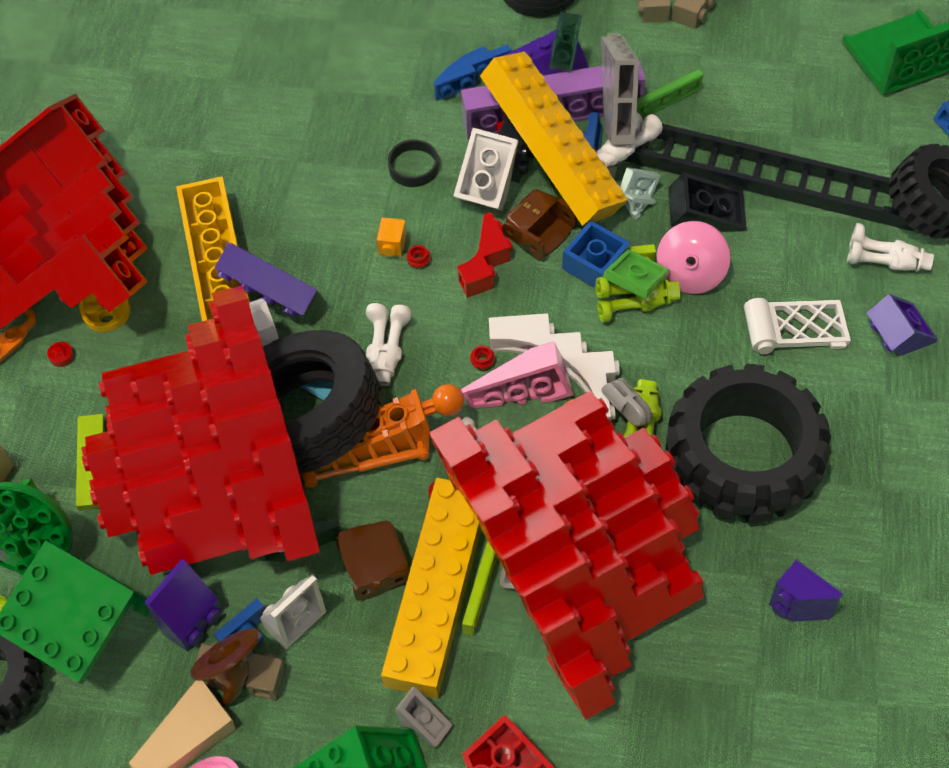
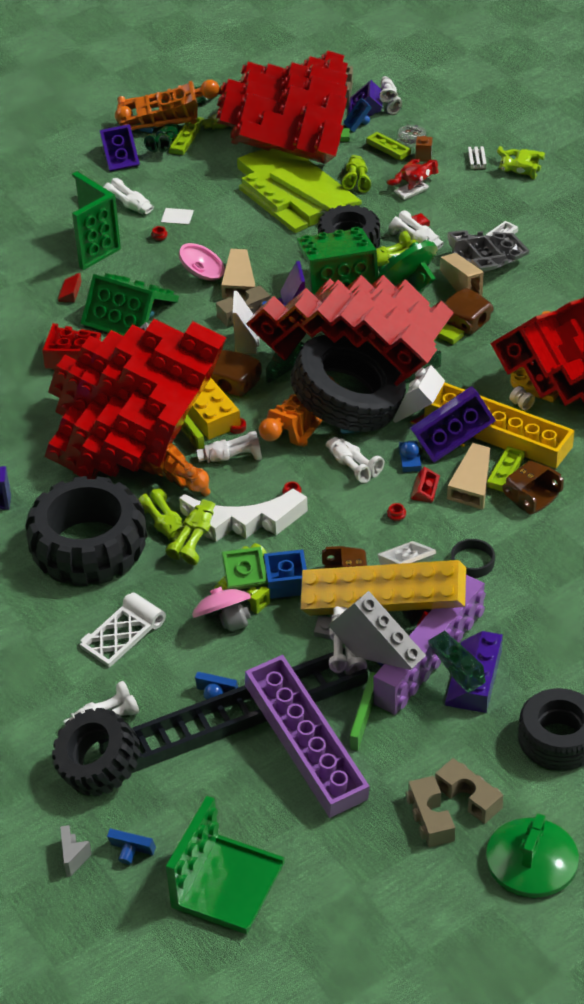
camera: 135 degrees right, 15 degrees down
(42, 429) = (469, 310): none -> reddish brown piece
(151, 289) = (522, 398): none -> white wheel
(228, 663) = (245, 282): reddish brown piece -> none
(270, 222) = (507, 465): none -> lime plate
(278, 186) = (533, 486): none -> reddish brown piece
(309, 235) = (470, 479): none -> tan slope
(328, 308) = (409, 456): none -> blue tile
(357, 268) = (425, 485): none -> red slope
(391, 237) = (424, 507): light orange brick -> none
(465, 71) = (516, 635): blue slope -> none
(494, 249) = (347, 524): red arch -> none
(530, 376) = (246, 484): bright pink wedge -> none
(627, 361) = (199, 524): none -> lime piece
(627, 402) = (174, 503): light grey arm -> none
(639, 188) = (304, 628): light aqua slope -> none
(708, 202) = (250, 650): black slope -> none
(741, 92) = (306, 736): none -> medium lavender brick
(764, 202) = (214, 685): none -> blue tile
(900, 325) = (51, 671): slope -> none

